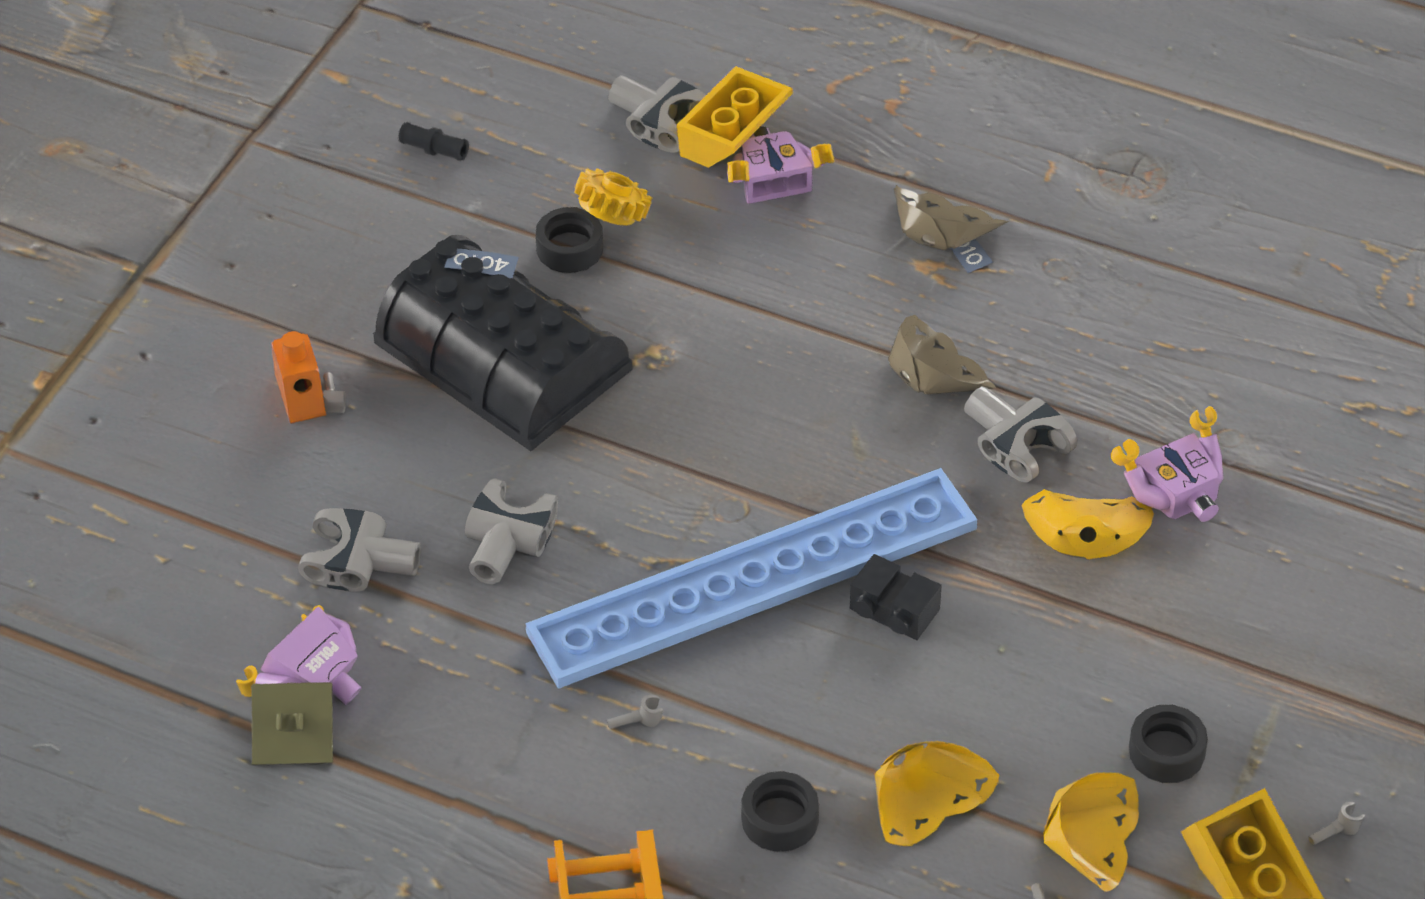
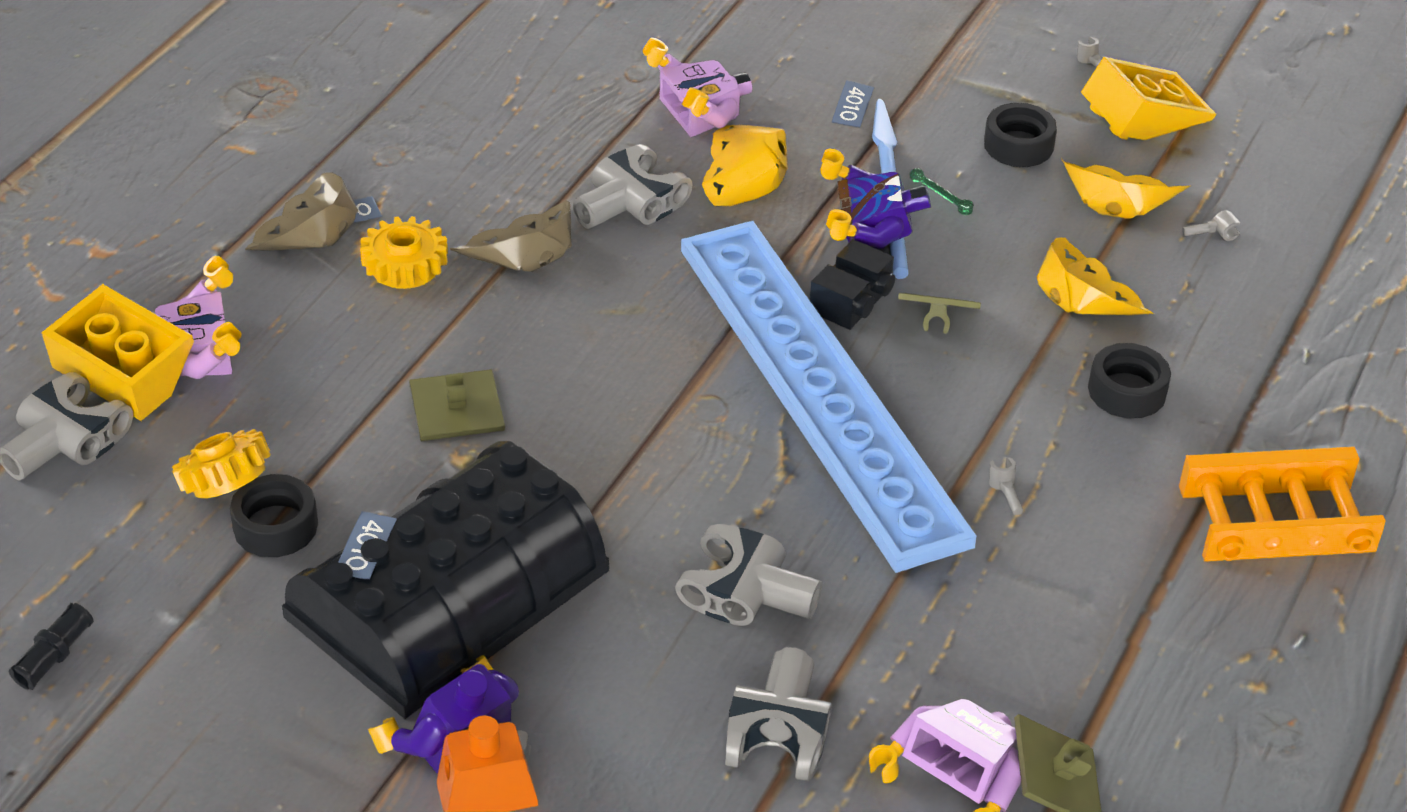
camera: 90 degrees left, 5 degrees down
(355, 361) = (450, 710): none -> dark purple torso
(719, 342) = (456, 405): none -> olive piece
(868, 658) = (938, 307): none -> olive piece
(900, 283) = (404, 253): none -> yellow gear
(1000, 607) = (871, 204): none -> torso
(1048, 699) = (965, 206): none -> clear green hinge
(1145, 633) = (886, 141): none -> light blue piece
(1213, 611) = (852, 104): none -> sand blue sticker

